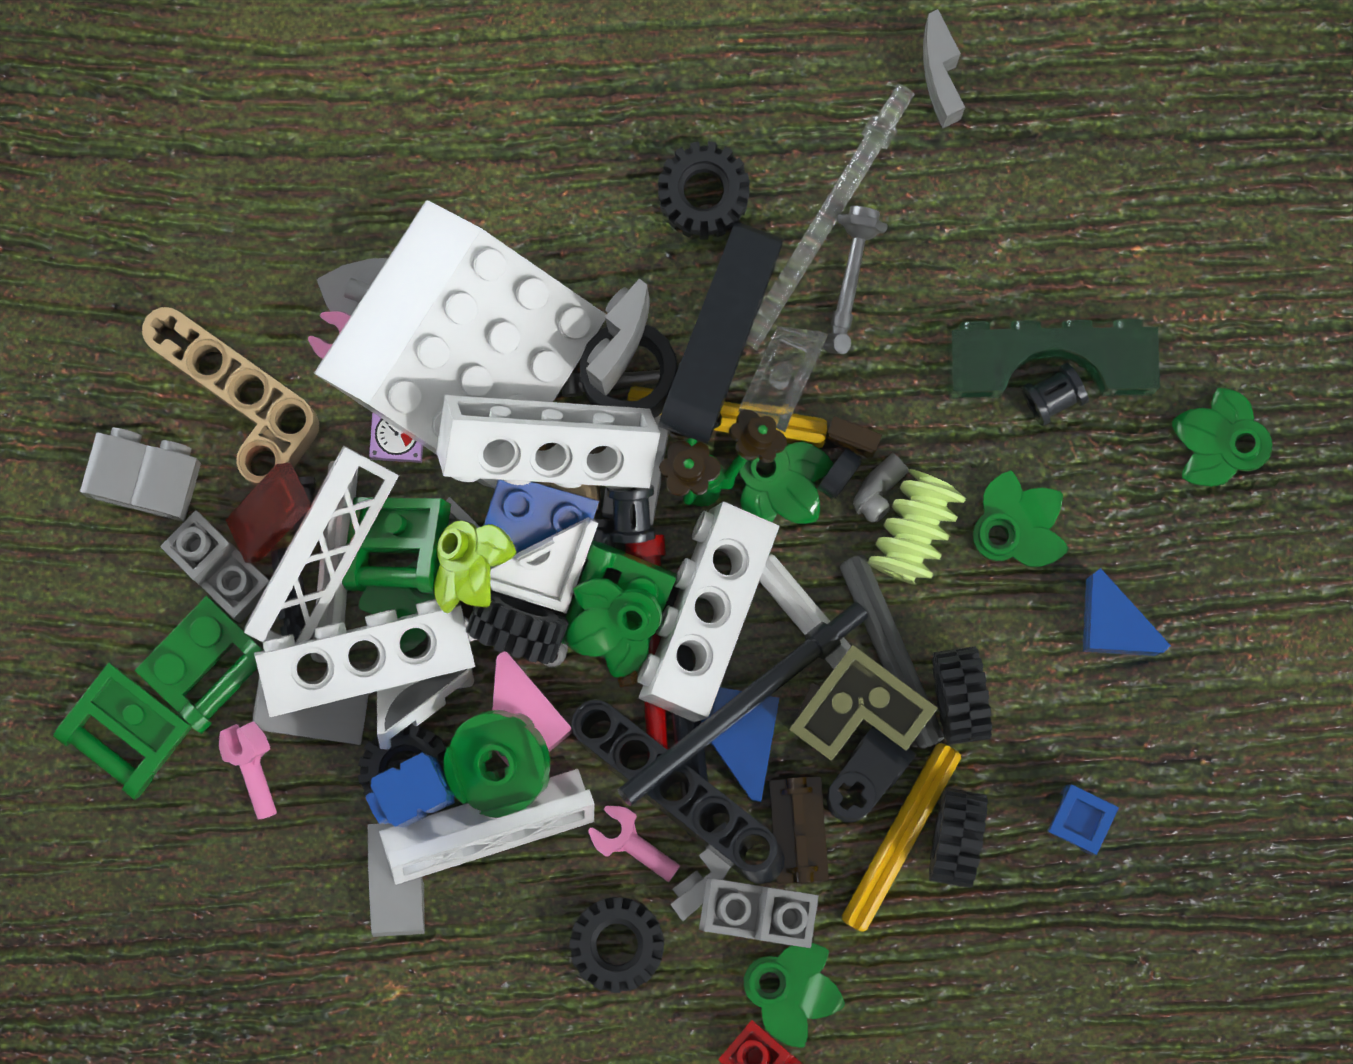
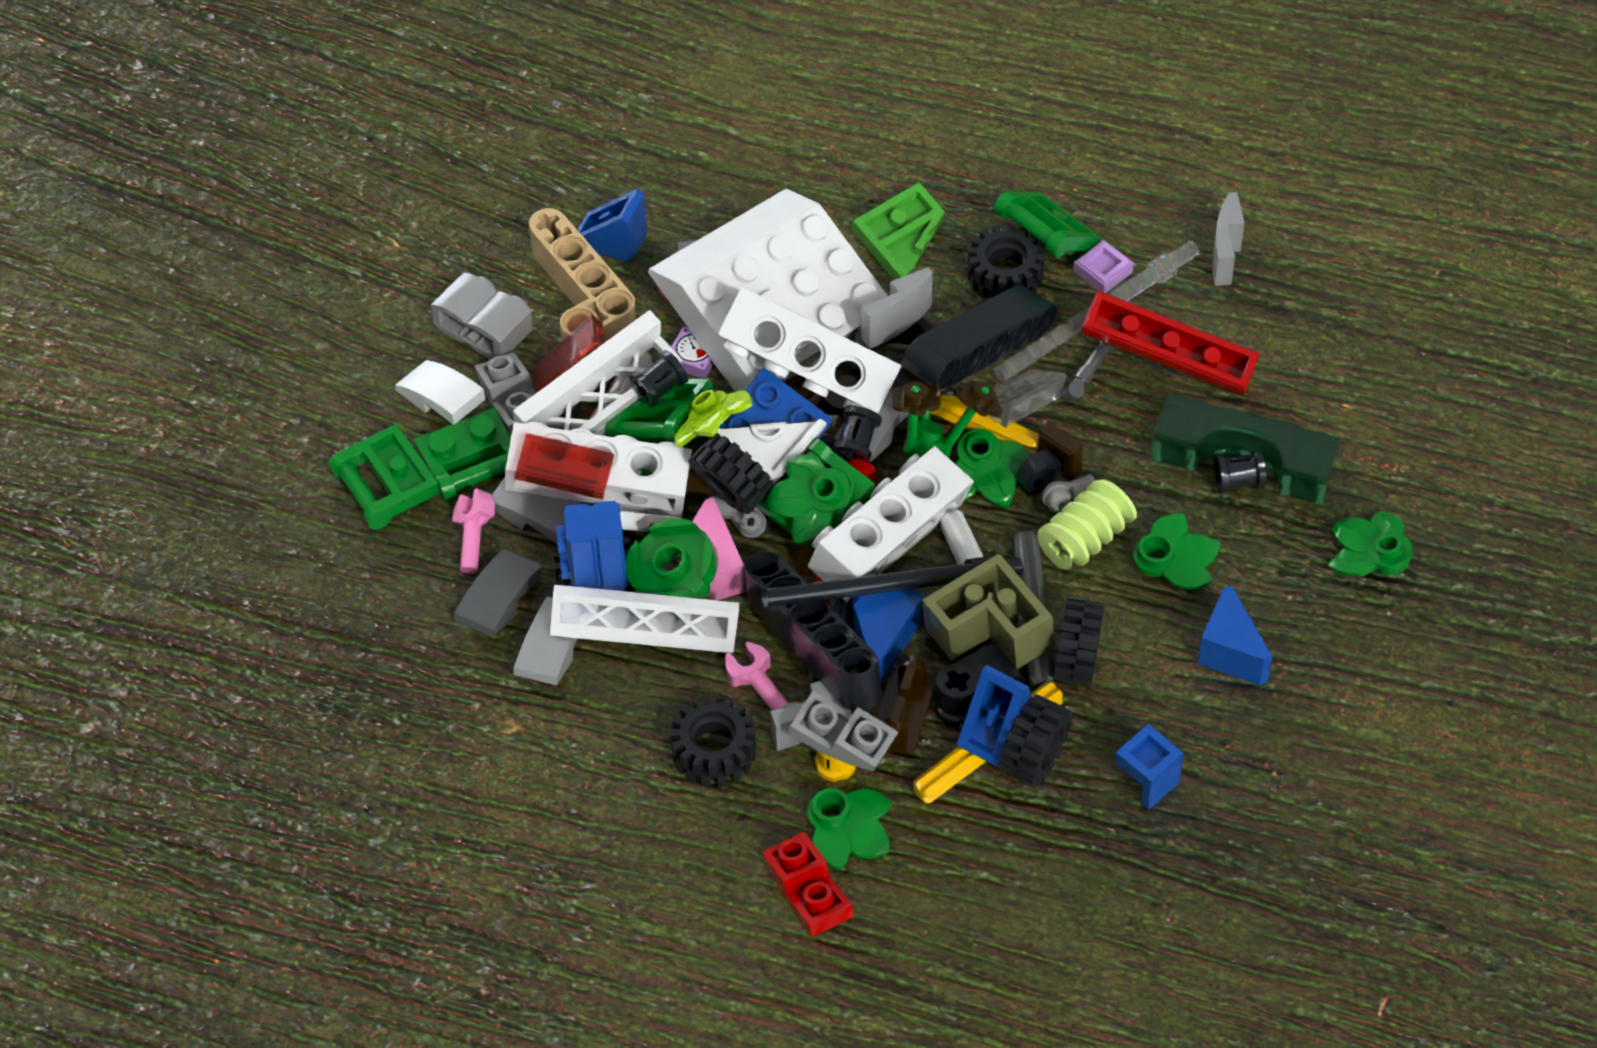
camera: 20 degrees right, 30 degrees down
(135, 593) = (442, 390): none -> white slope
(235, 295) = (617, 226): none -> blue slope
(312, 838) = (495, 592): none -> dark grey slope
(334, 691) = (564, 466): none -> clear red tile
(385, 521) = (672, 373): none -> black bush
(568, 182) = (900, 229): none -> bright green wing
(738, 110) = (1046, 222): none -> green plate
(811, 149) = (1103, 267): none -> lavender tile
(910, 831) = (992, 714): none -> blue slope
(927, 254) = (1170, 343): none -> red brick

